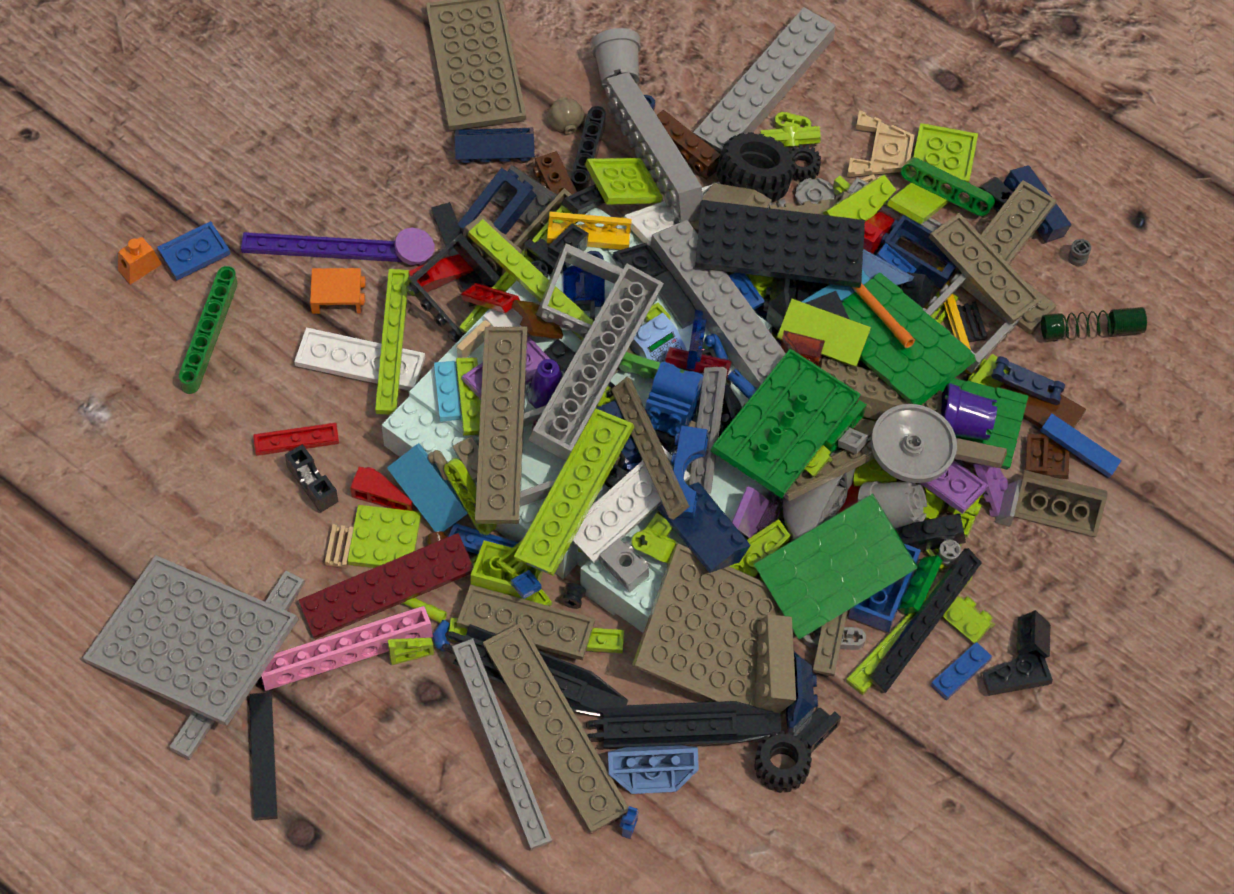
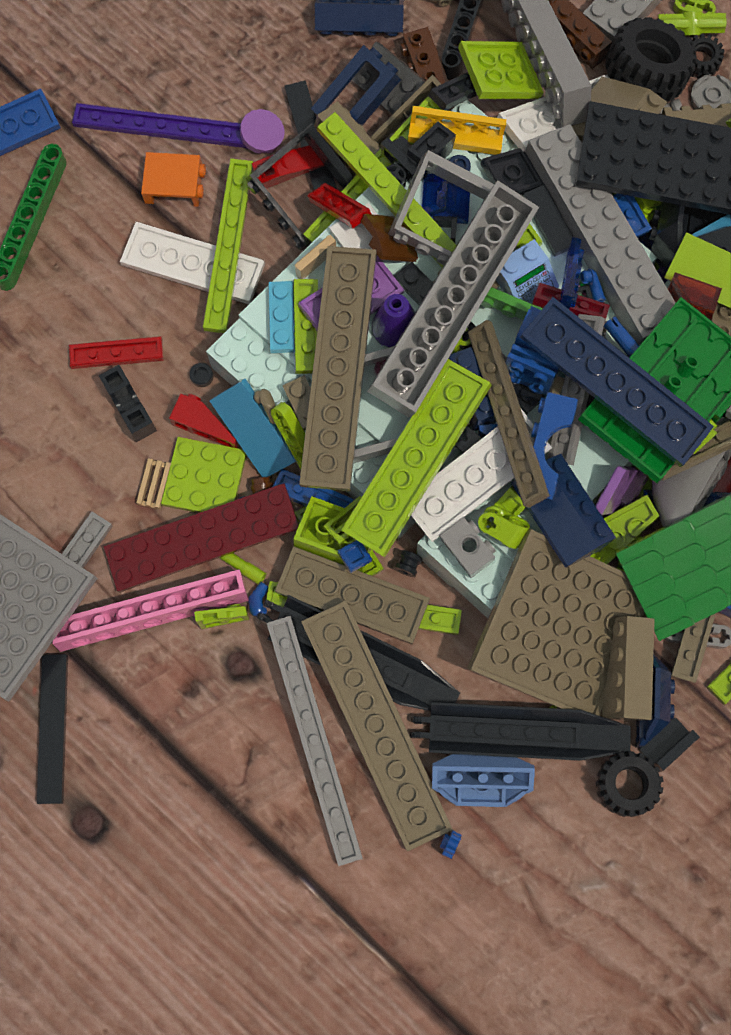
camera: 10 degrees right, 15 degrees up
(375, 453) = (201, 375): none -> black tile
(739, 414) = (617, 382): none -> dark blue plate

